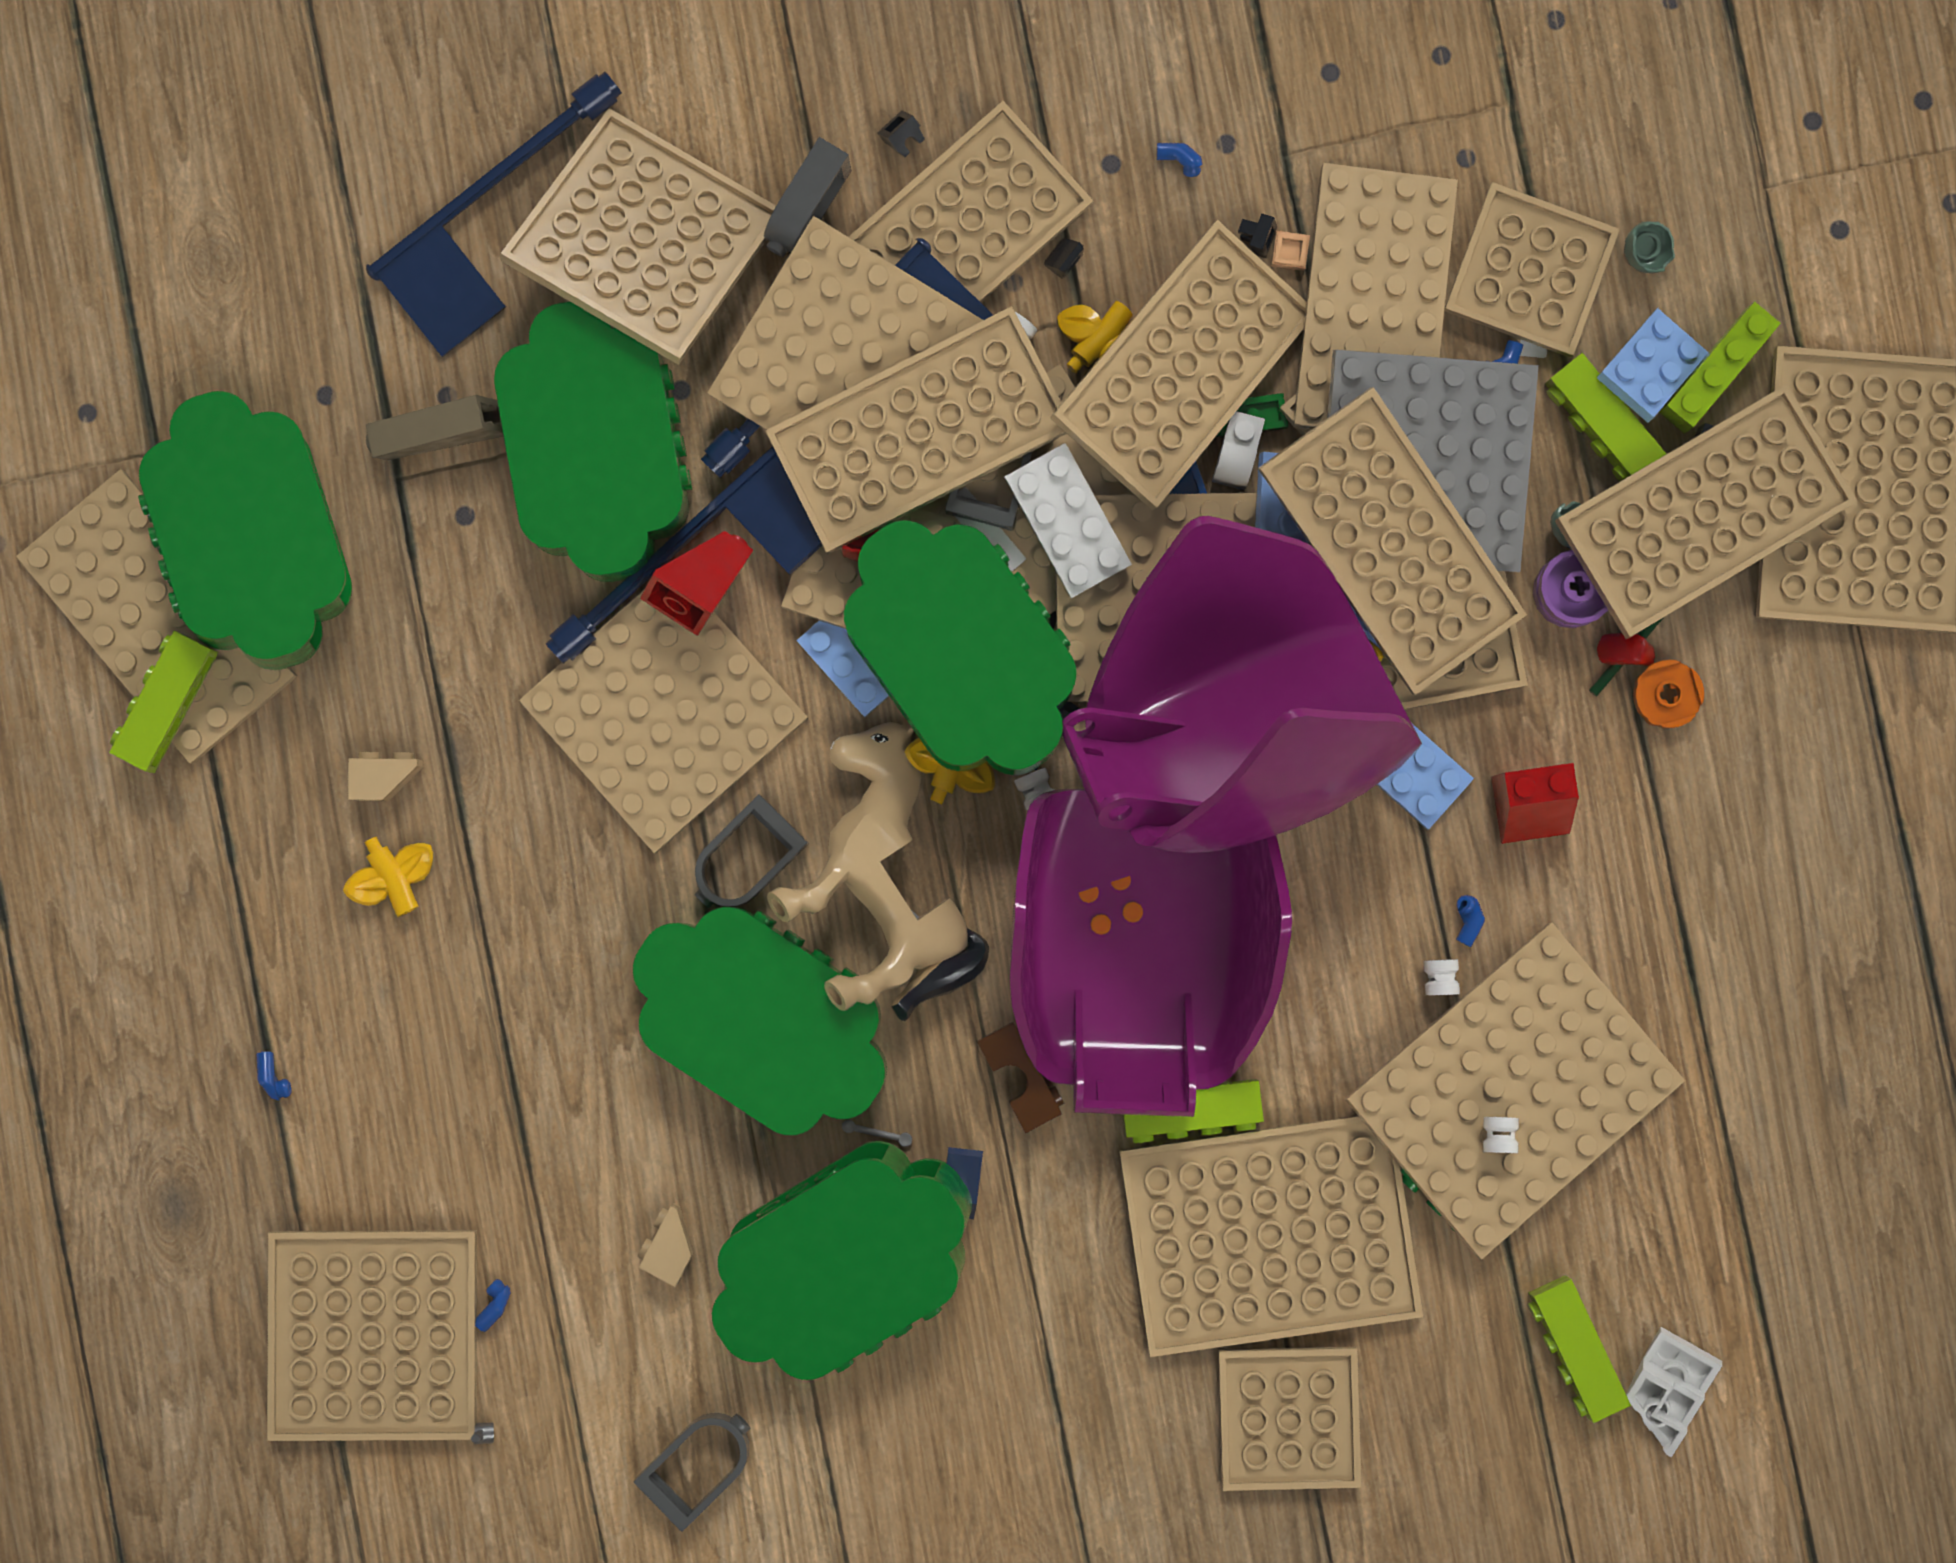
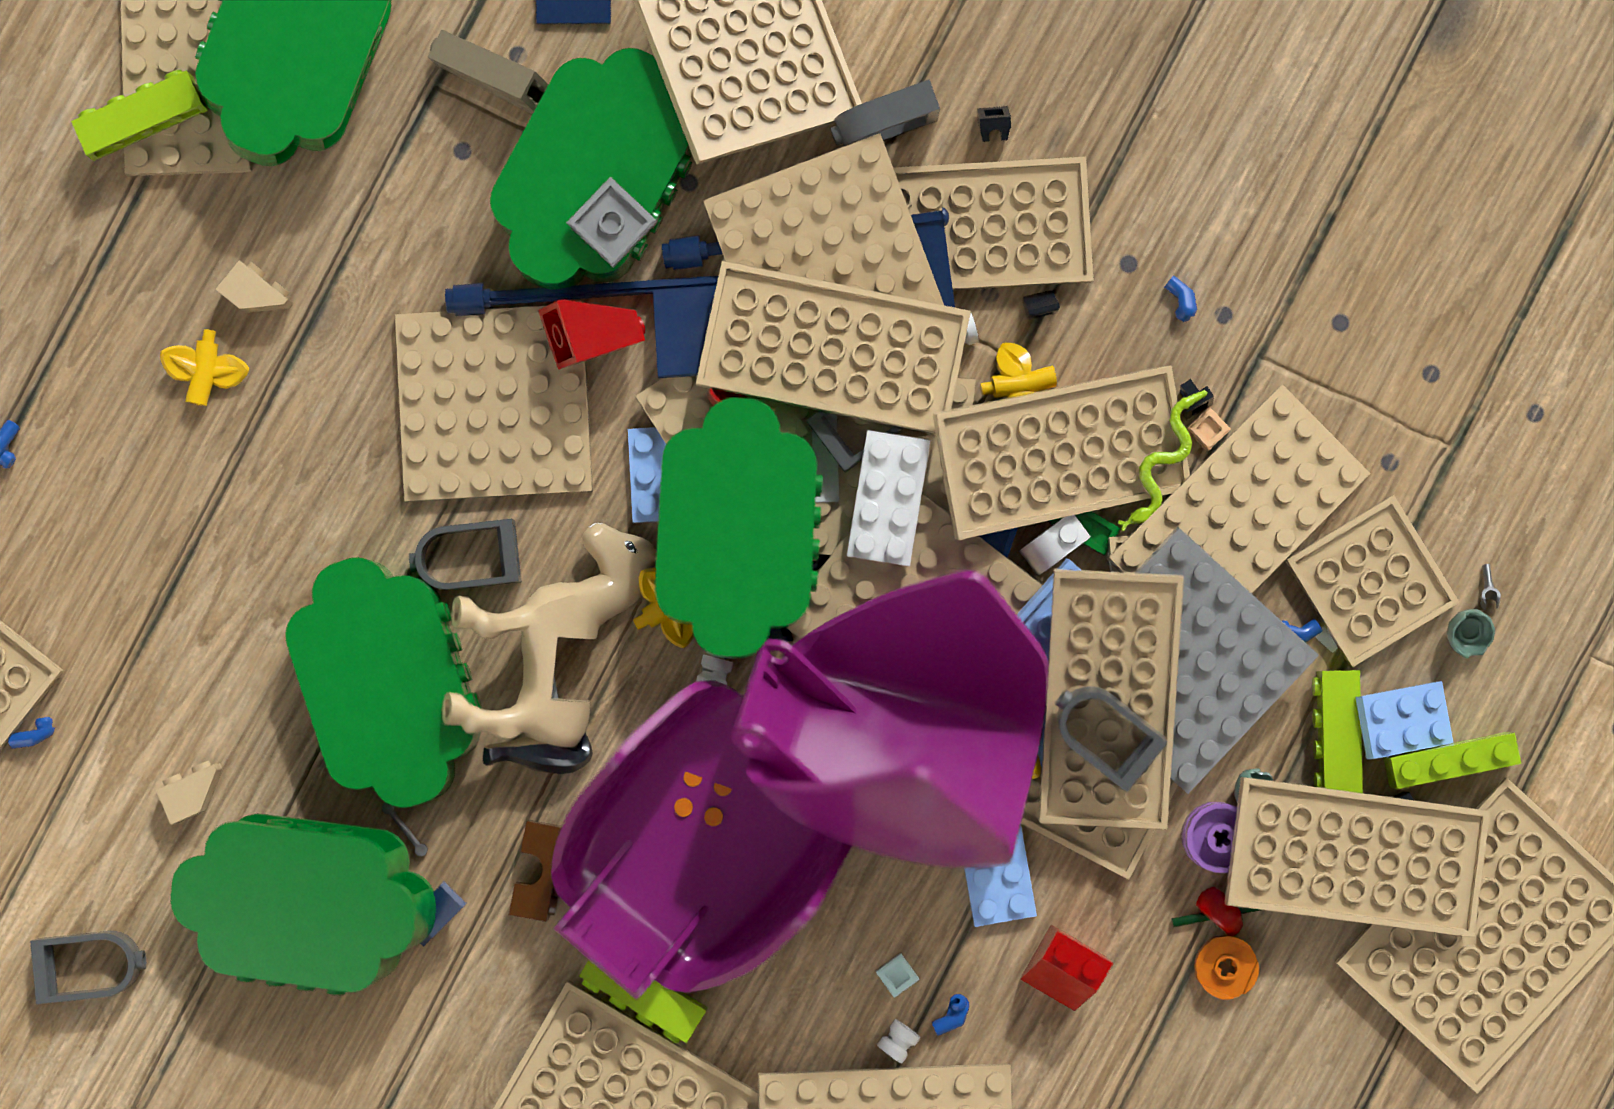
camera: 35 degrees right, 0 degrees up
(645, 471) = (611, 222): none -> light grey plate
(1293, 365) = (1142, 514): none -> lime animal
(1395, 922) = (897, 975): none -> light aqua tile
(1458, 571) = (1141, 756): none -> dark grey window
(1637, 200) = (1489, 591): none -> flat silver hand

